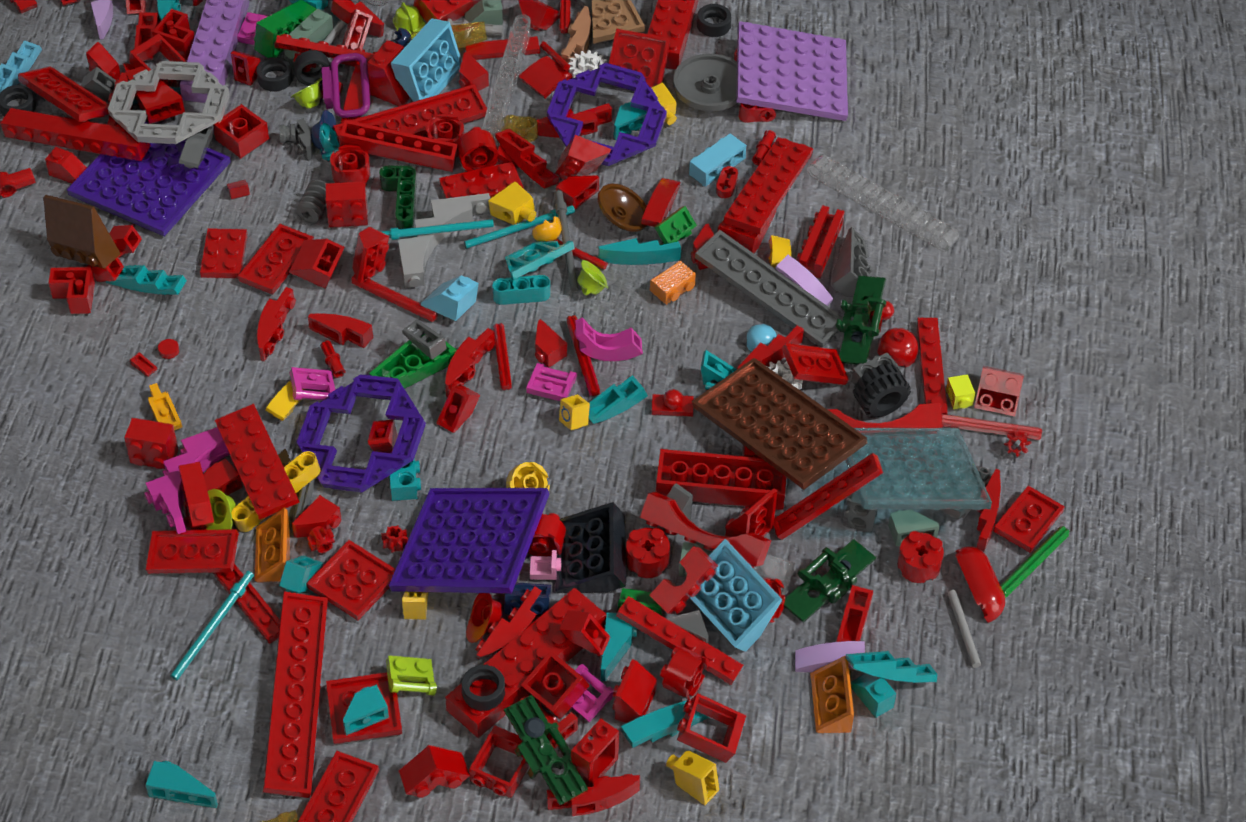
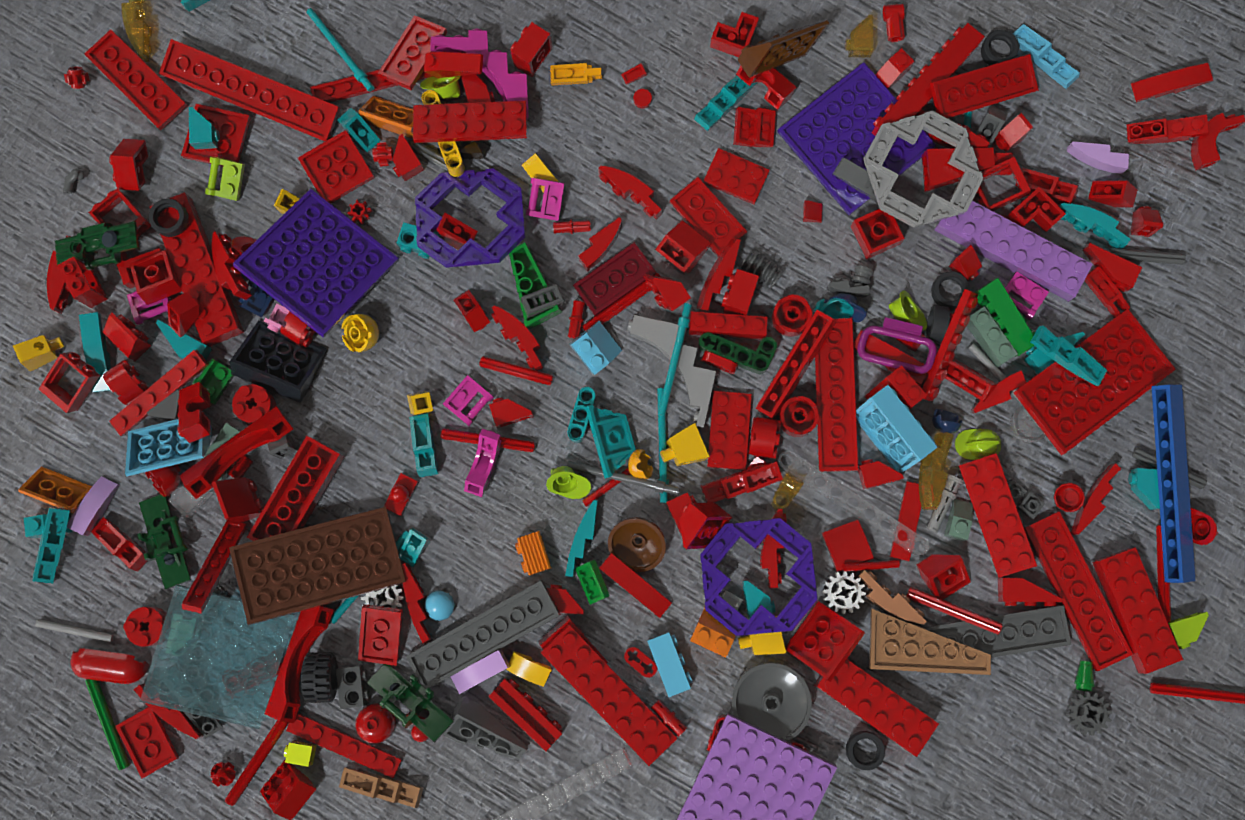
camera: 120 degrees right, 30 degrees up
(32, 197) = (861, 39): none -> clear yellow slope
(166, 253) = (754, 127): none -> red slope
(326, 226) = (722, 267): none -> red slope
(374, 307) = (614, 279): none -> dark red plate
(380, 205) = (728, 325): none -> red brick
(419, 205) = (719, 362): none -> red beam
(434, 324) = (576, 319): none -> red axle
(673, 139) = (712, 634): none -> orange slope
(951, 324) = (381, 787): none -> medium nougat slope

